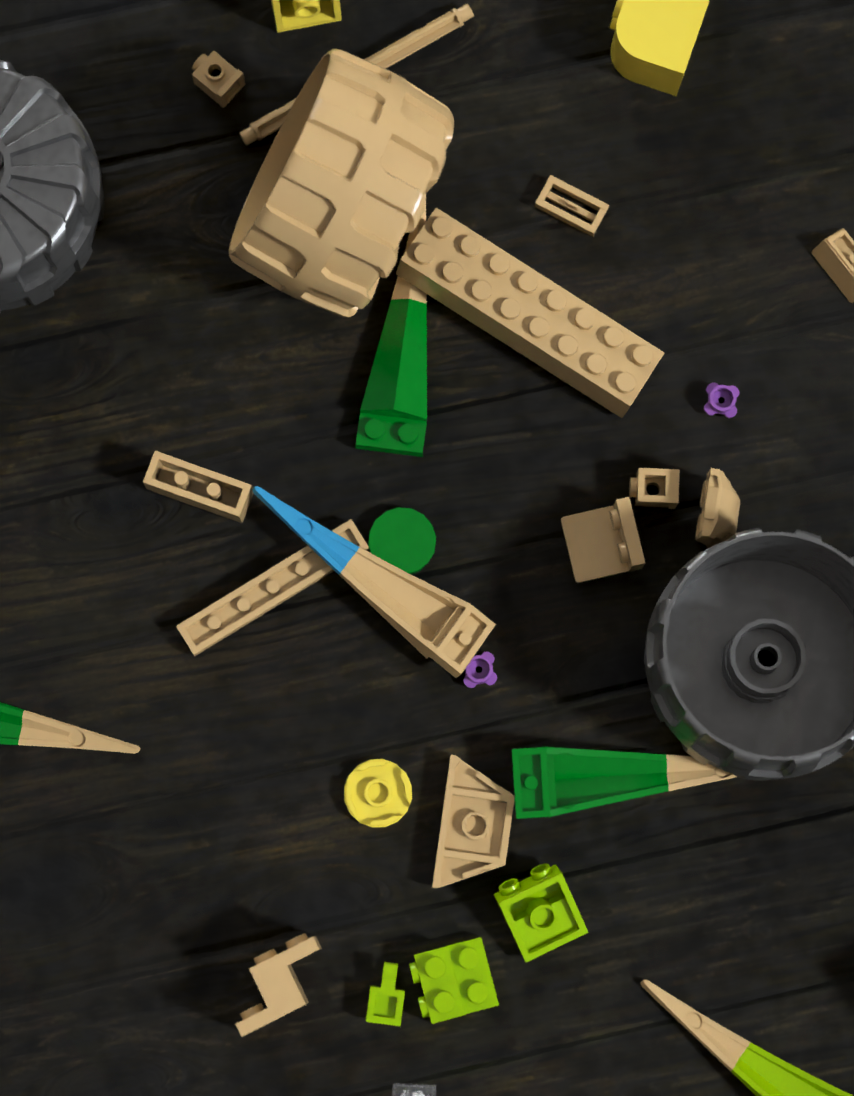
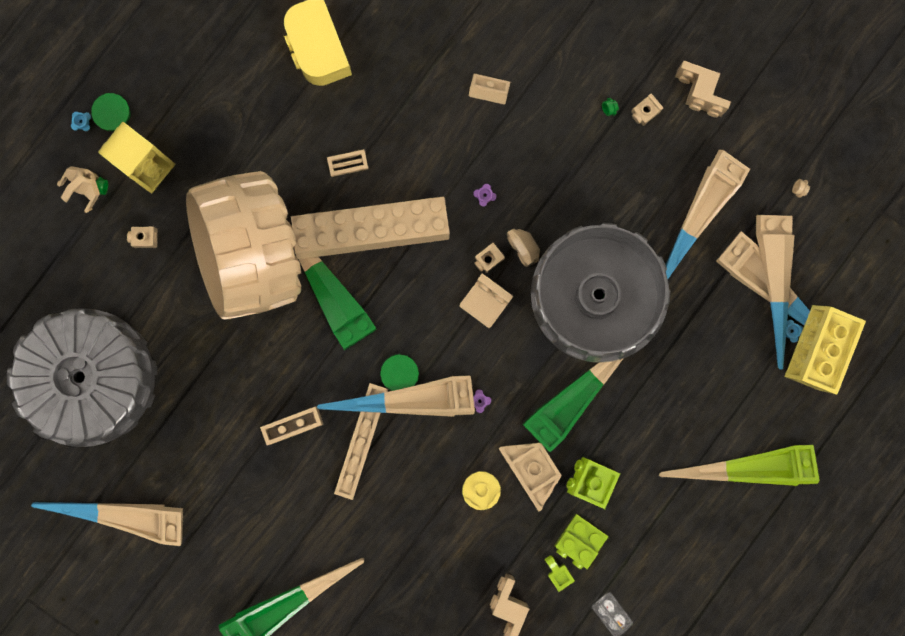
camera: 40 degrees left, 5 degrees up
(384, 58) = (206, 175): tan piece -> none

